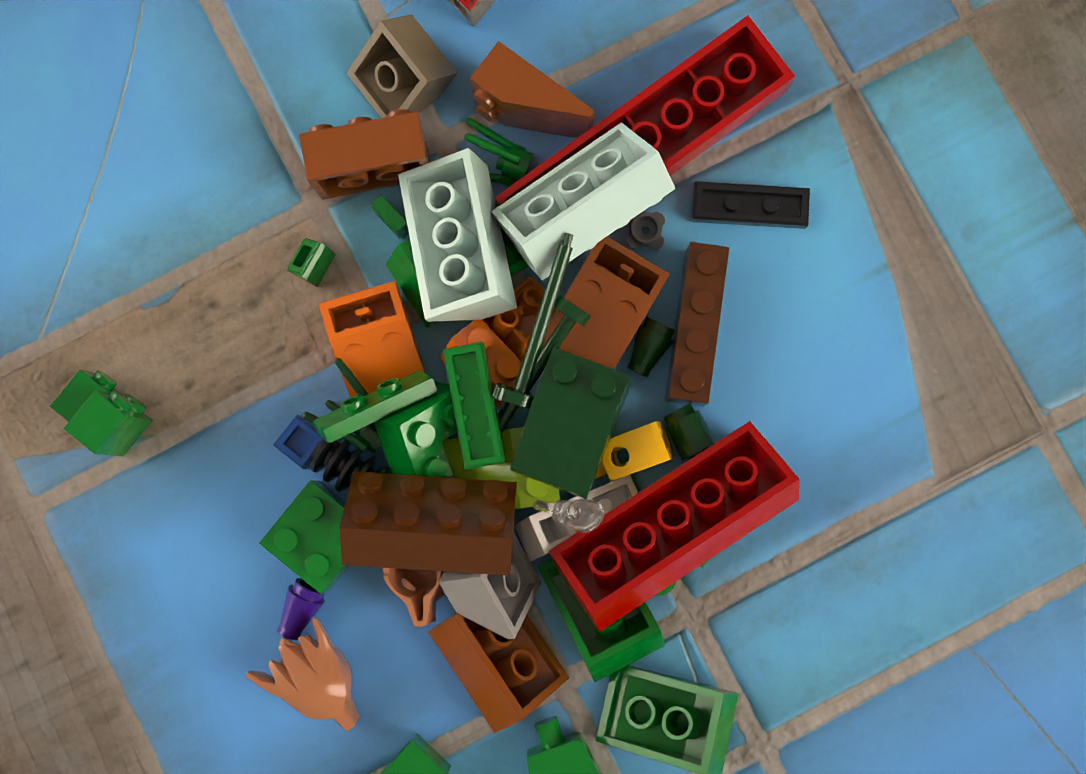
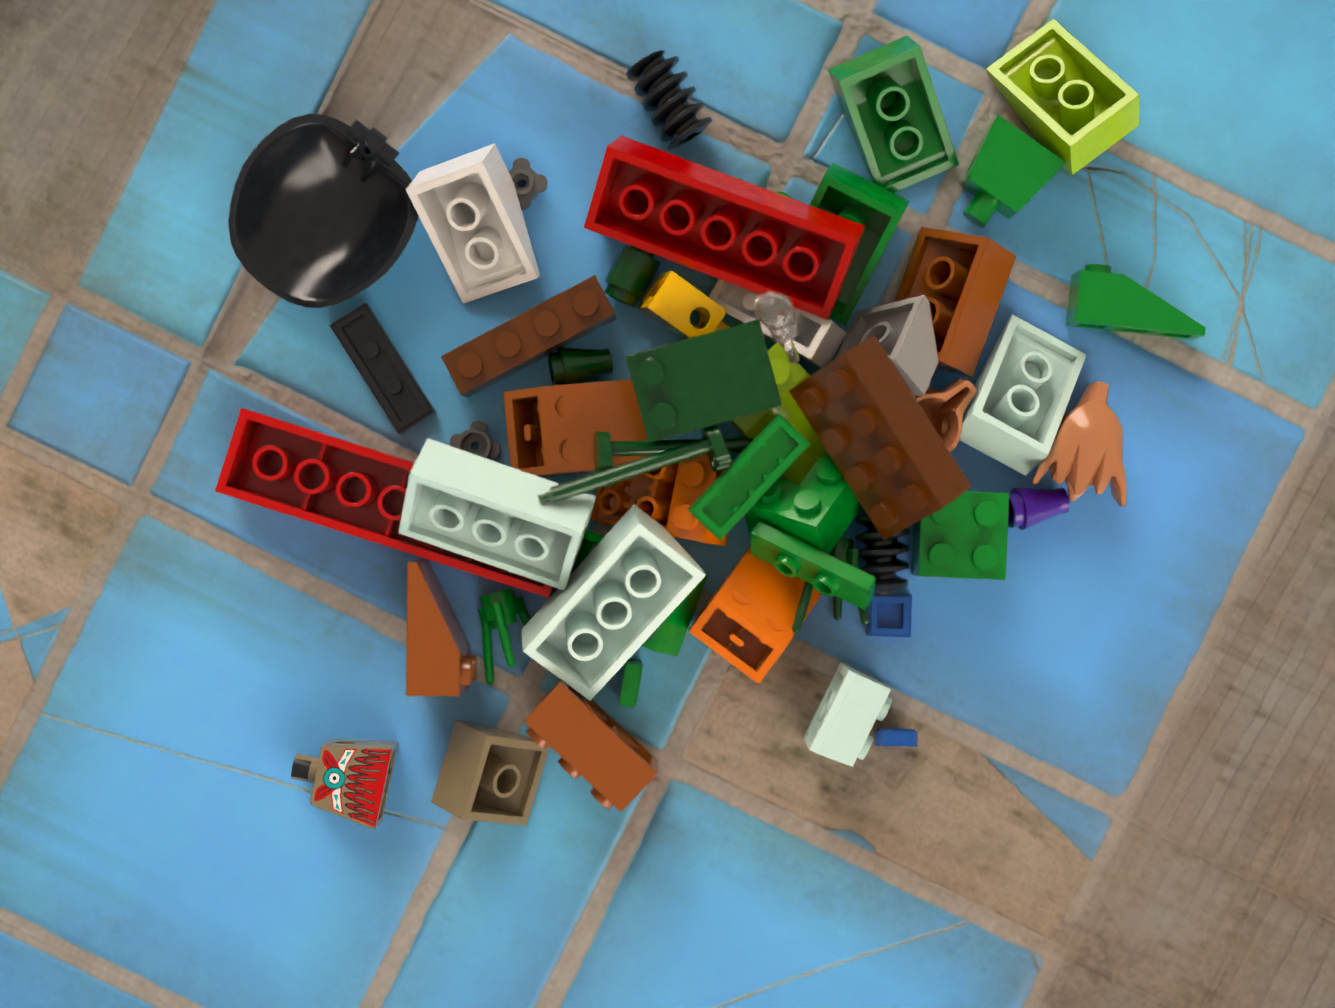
camera: 130 degrees left, 5 degrees up
(100, 414) = (995, 809): green brick -> none
(207, 380) = (896, 737): none -> blue tile
(249, 354) = (847, 716): none -> light aqua slope
(311, 261) = (722, 727): green slope -> none
(387, 659) = (1021, 396): none -> light aqua slope
(802, 555) = (667, 98): none -> black piece
(807, 410) = (534, 183): none -> dark grey plate
(810, 345) = (475, 223): none -> white slope
(901, 237) = (320, 210): none -> black piece

